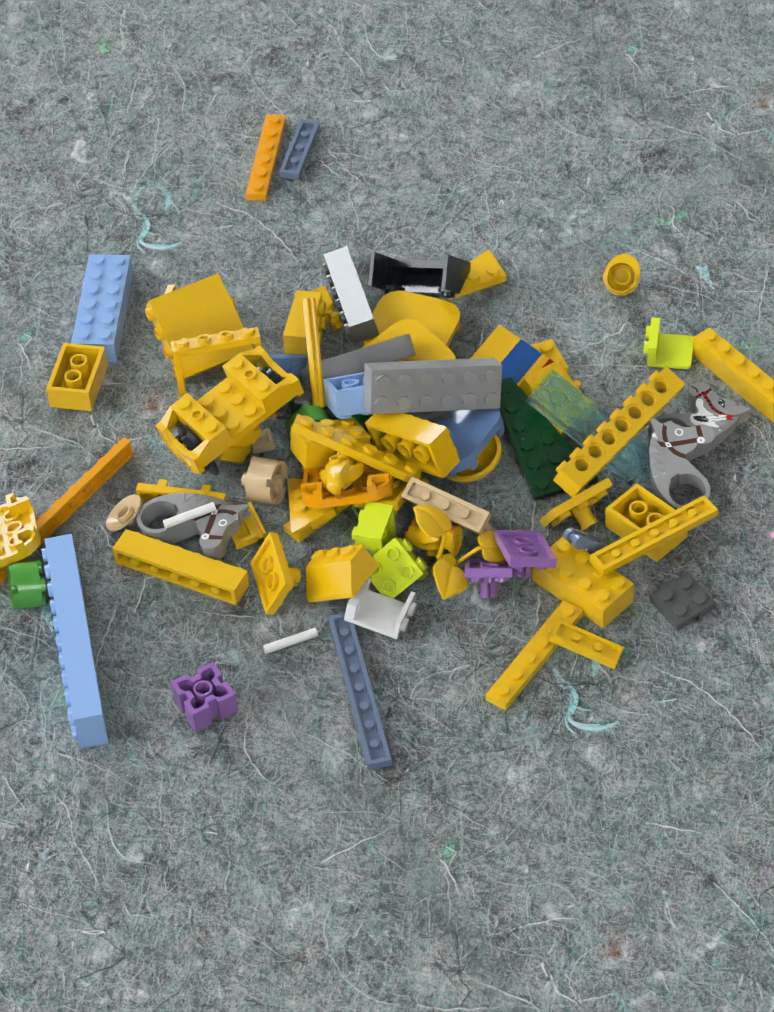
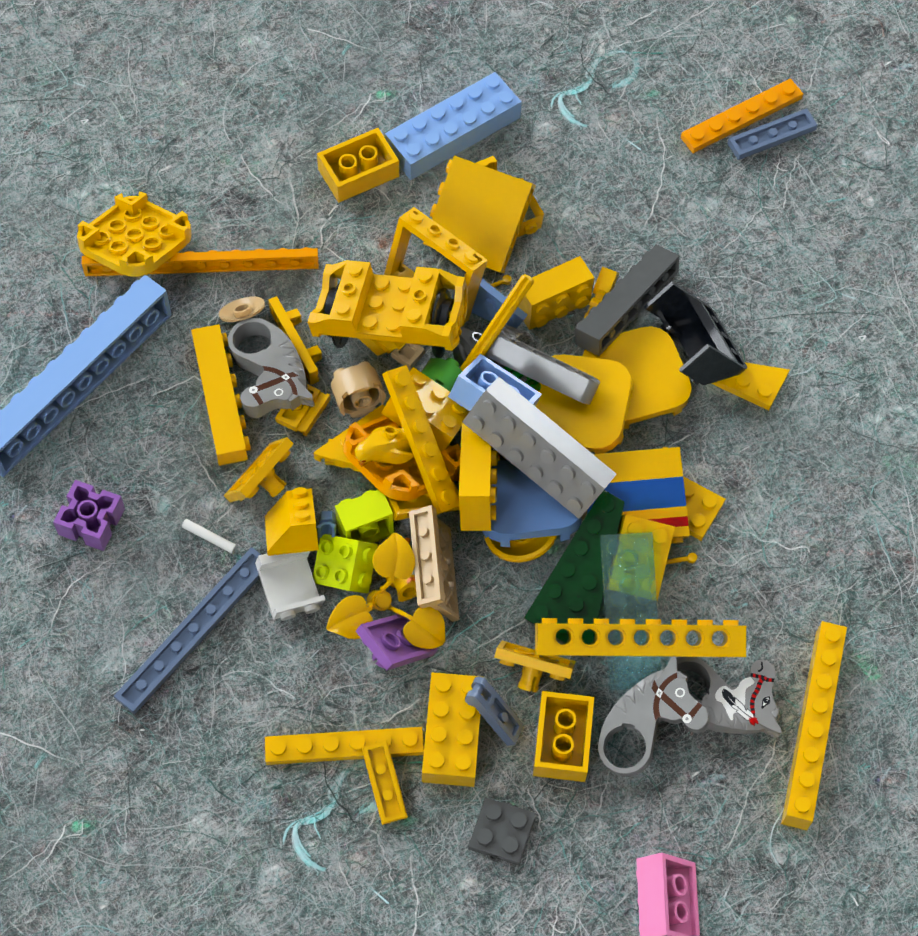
camera: 45 degrees right, 15 degrees up
(26, 585) = (101, 292): bright green brick -> none
(189, 515) = (264, 361): white piece -> none
(525, 550) = (430, 657): medium lavender plate -> none
(622, 274) = (850, 504): yellow piece -> none
(653, 535) = (536, 757): yellow plate -> none
(667, 349) = (798, 605): neon yellow bracket -> none

